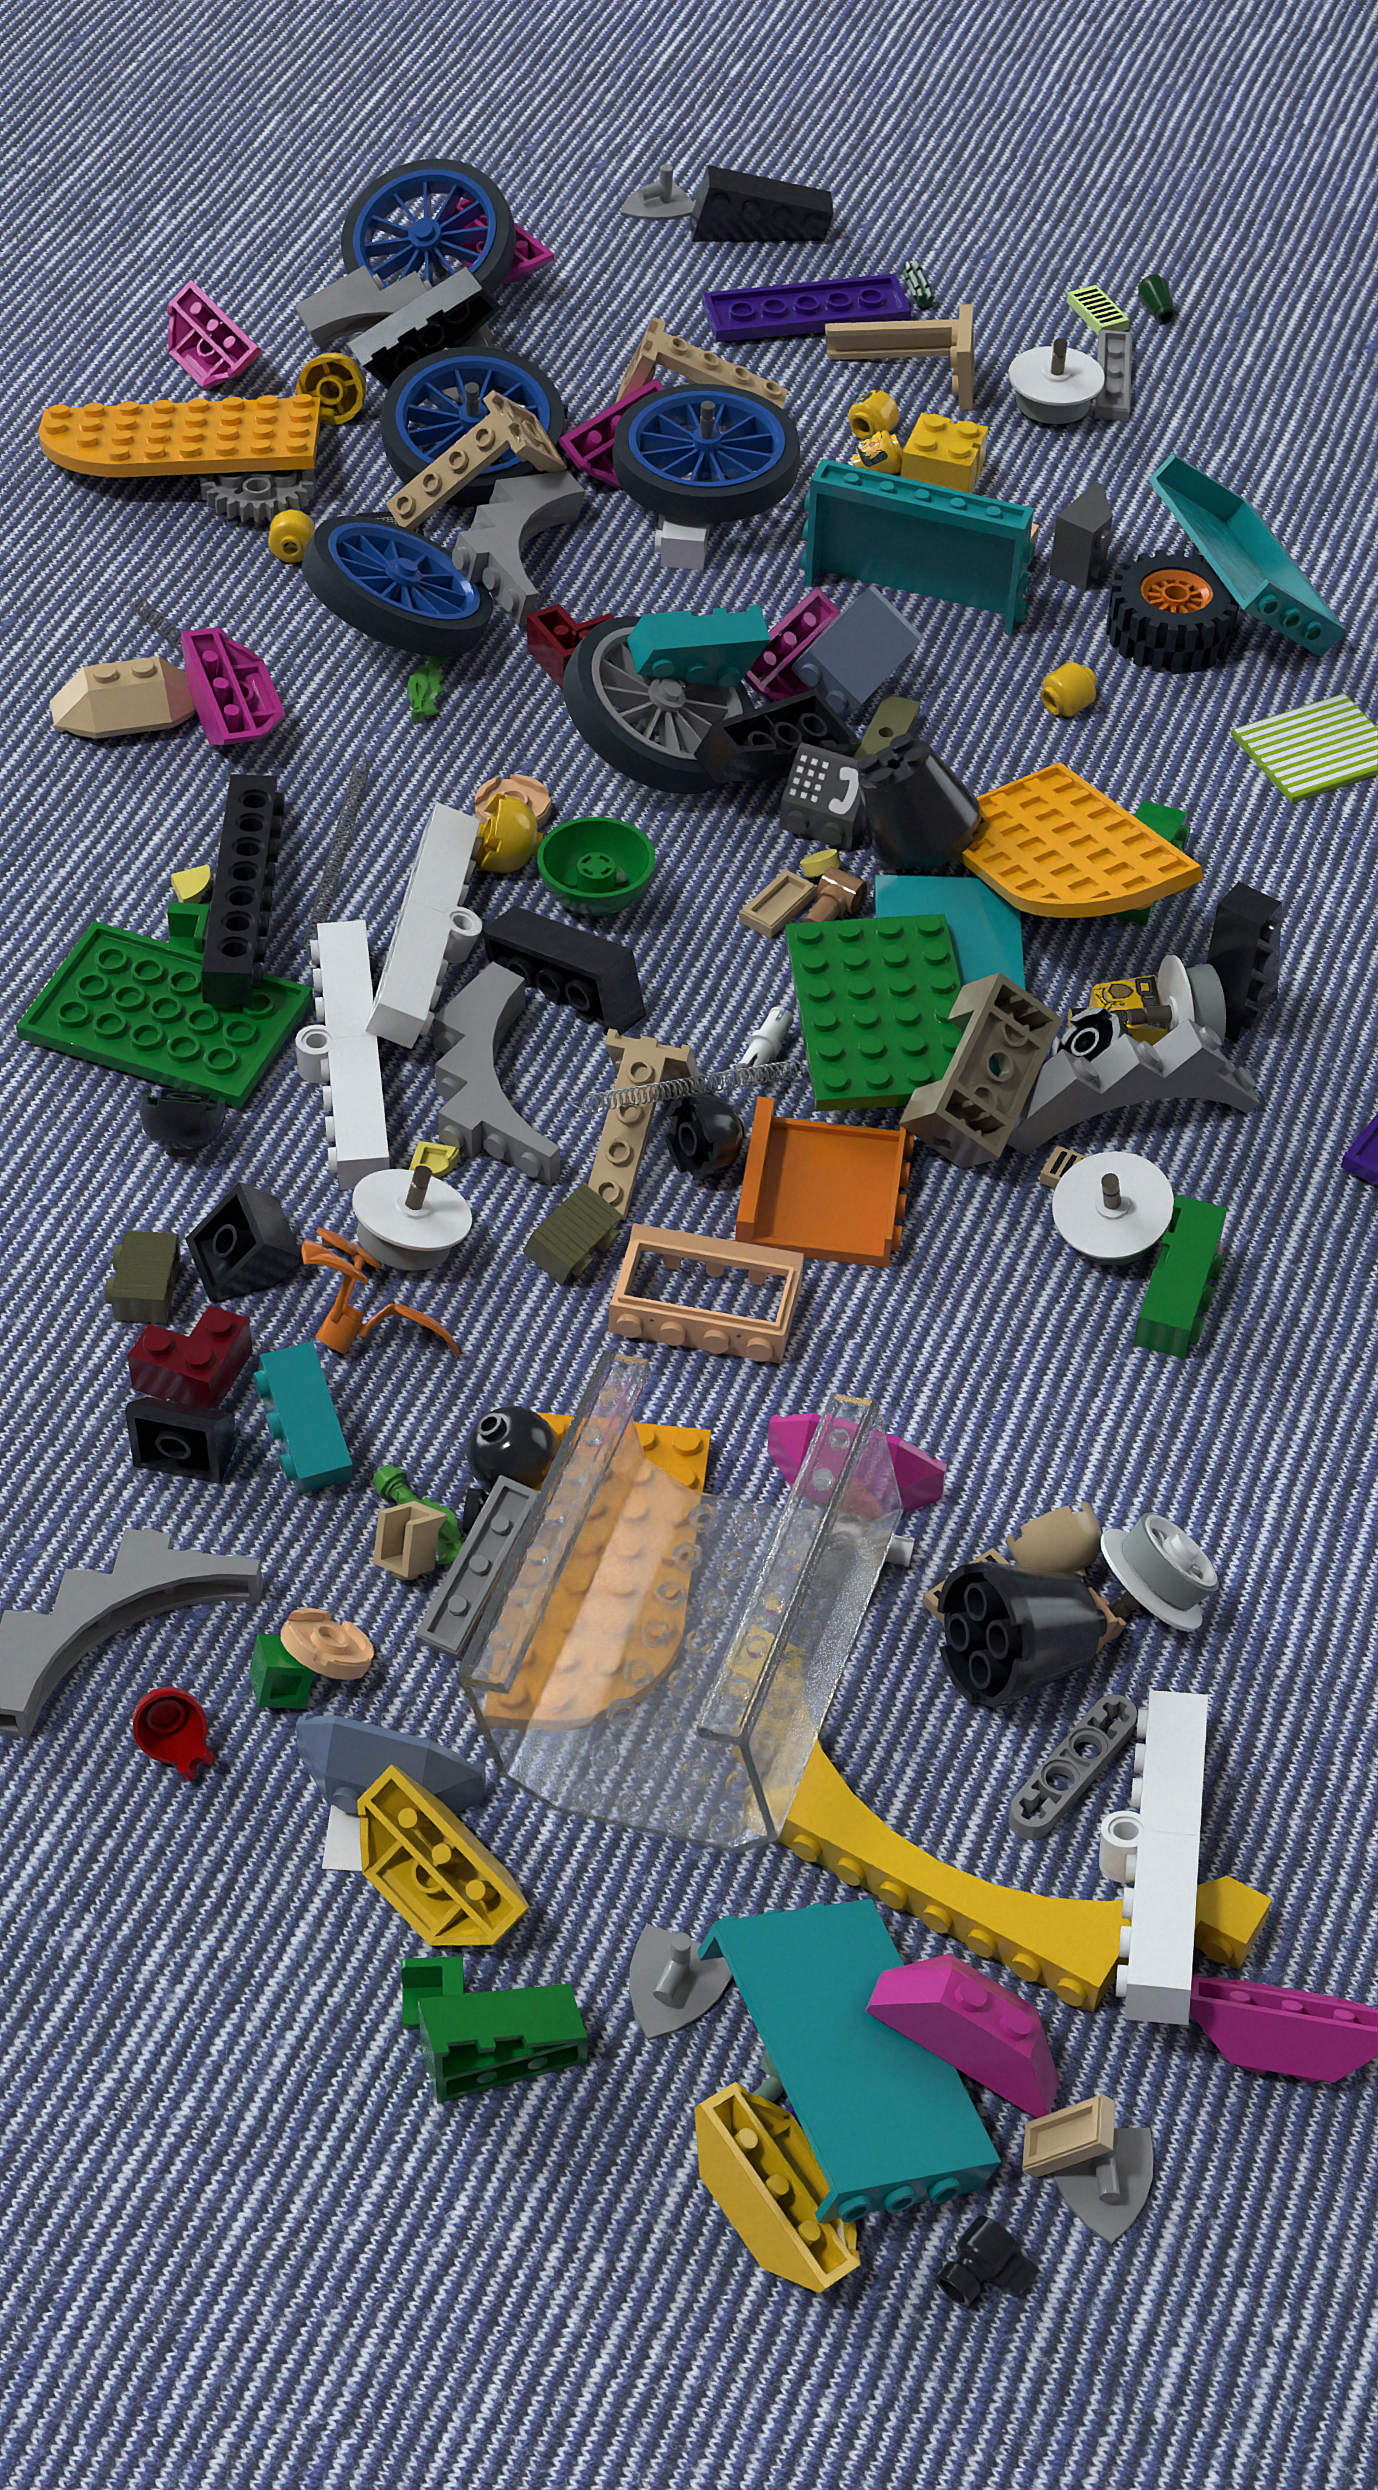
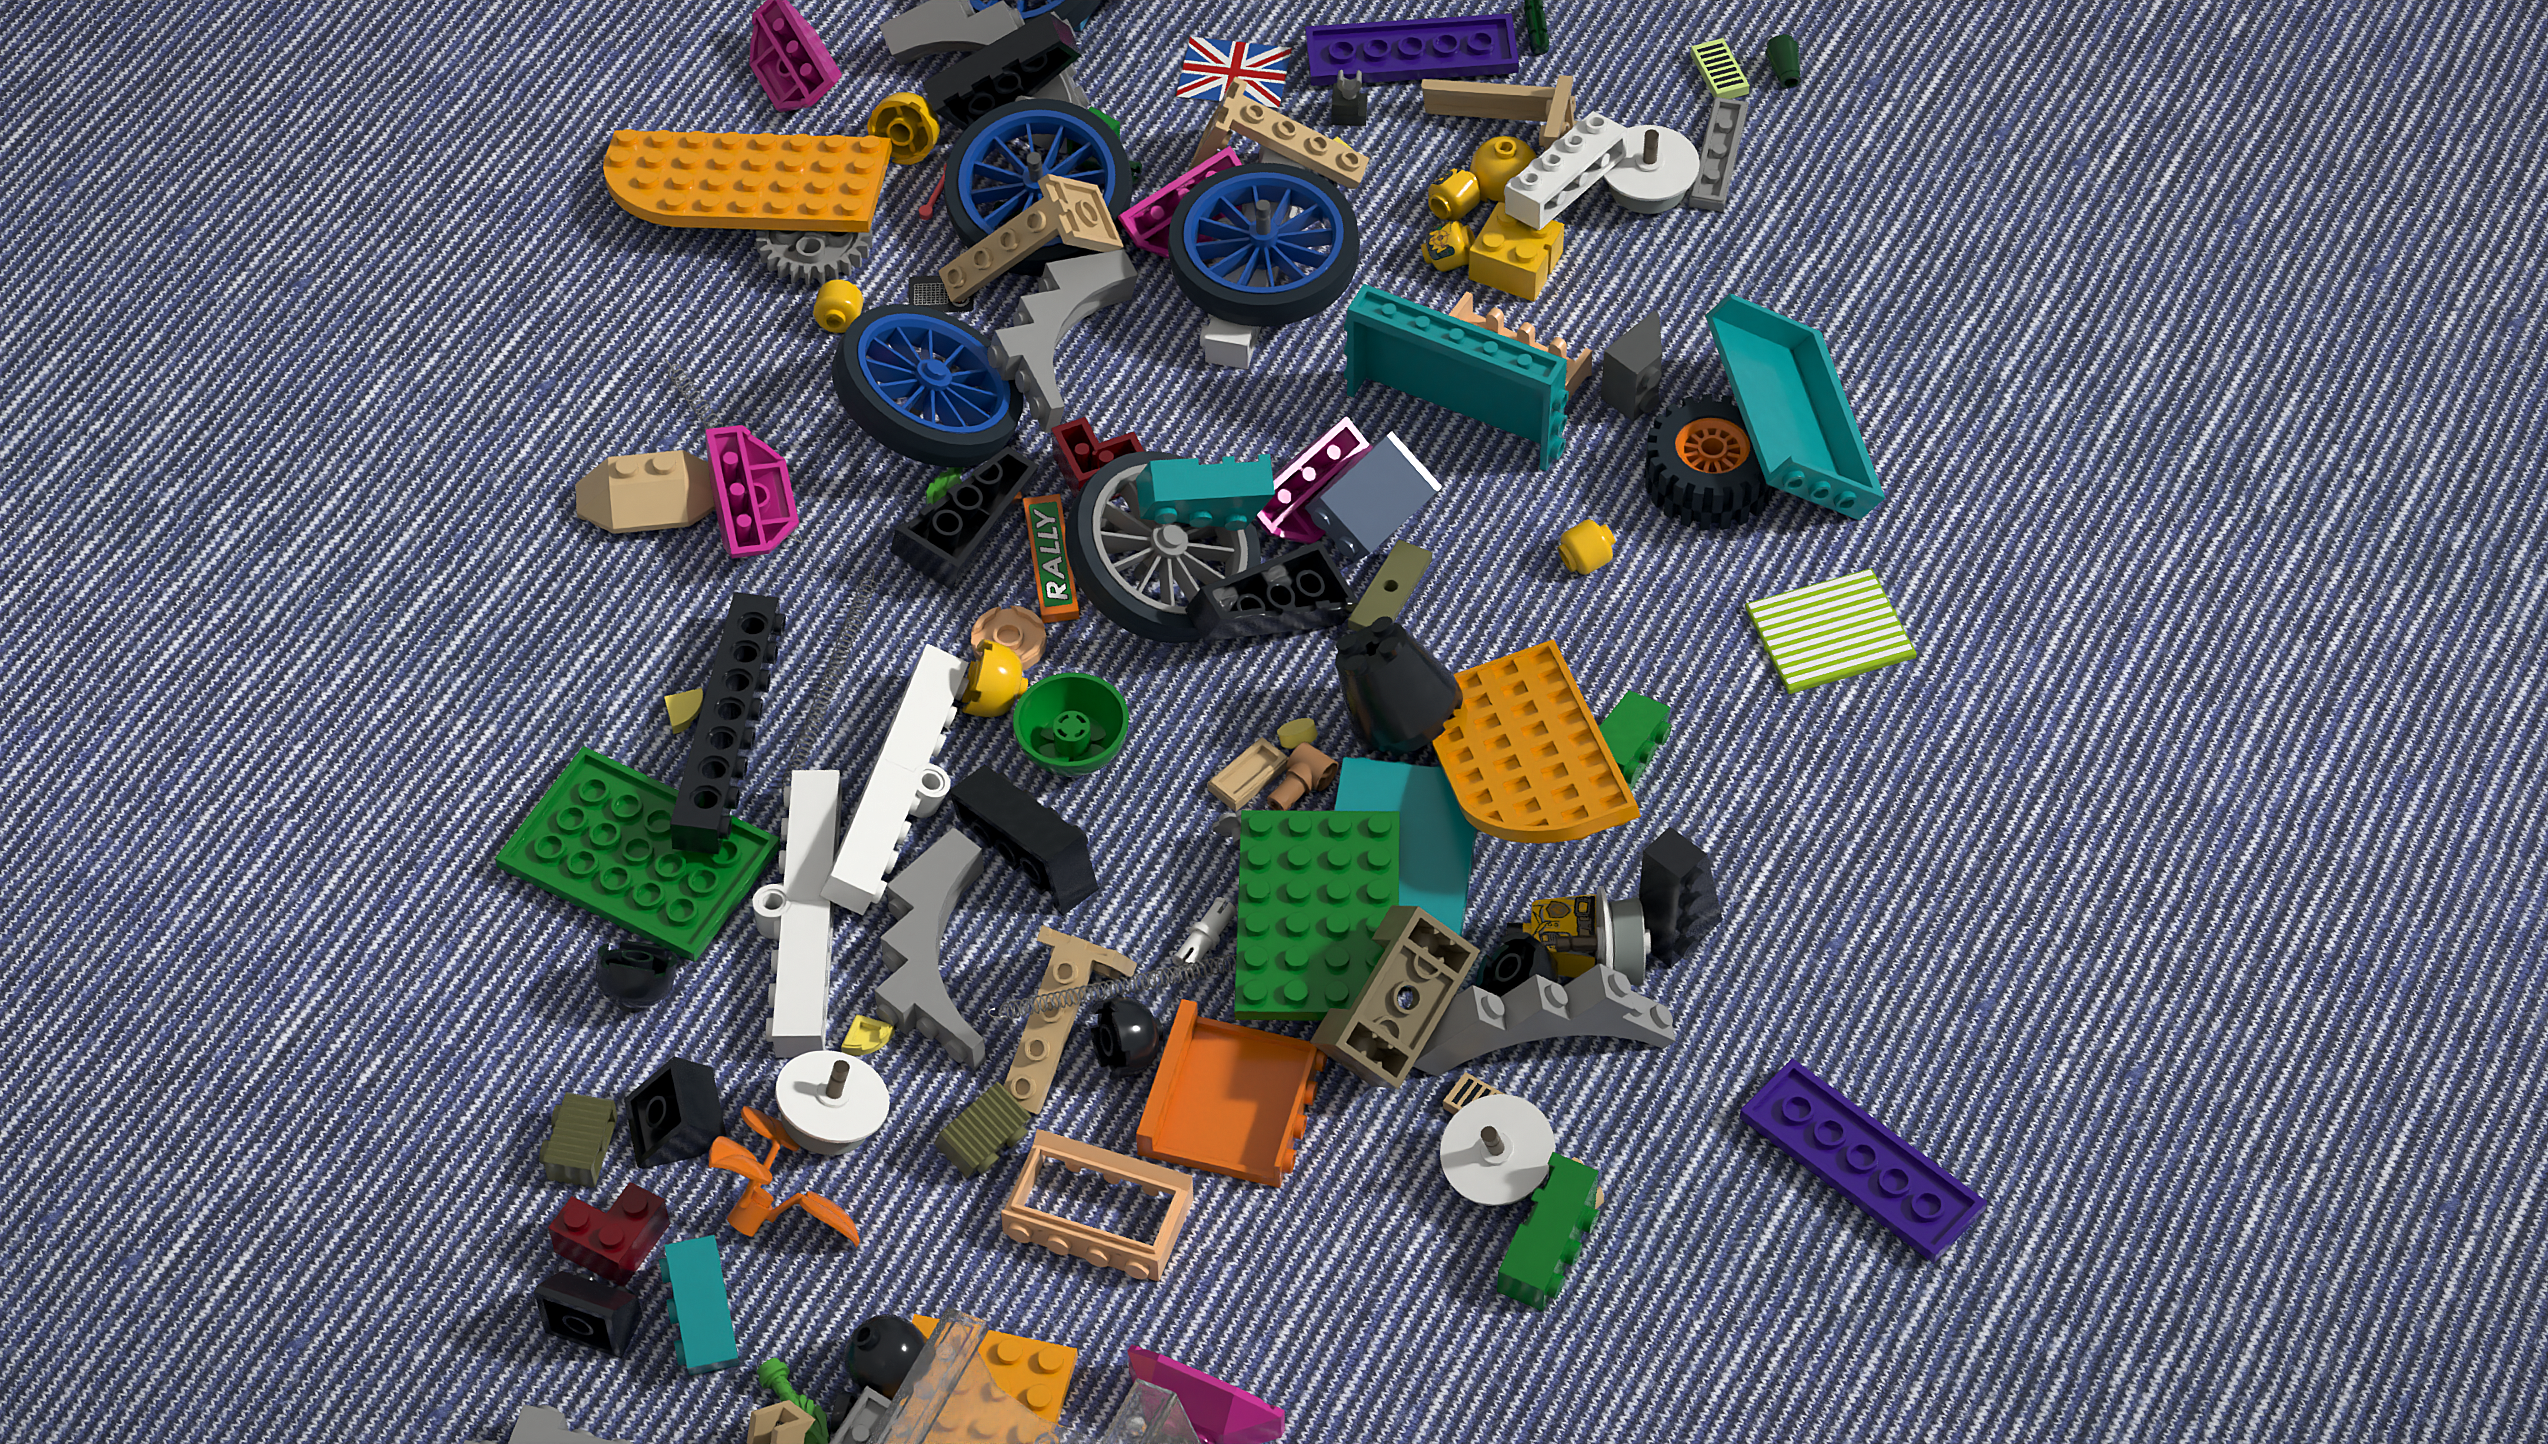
camera: 10 degrees right, 5 degrees up
(188, 925) = (670, 759): green panel -> none
(363, 460) = (926, 211): none -> coral hinge
(450, 705) = (960, 526): none -> black wedge
(542, 734) = (1049, 558): none -> tile
(619, 333) = (1214, 64): none -> sticker
(754, 350) = (1348, 104): none -> pearl dark grey piece
(772, 945) = (1229, 825): none -> light grey plant
(823, 798) = (1305, 663): dark grey slope -> none
(918, 389) = (1497, 163): none -> yellow cylinder
(983, 378) = (1565, 170): none -> white brick

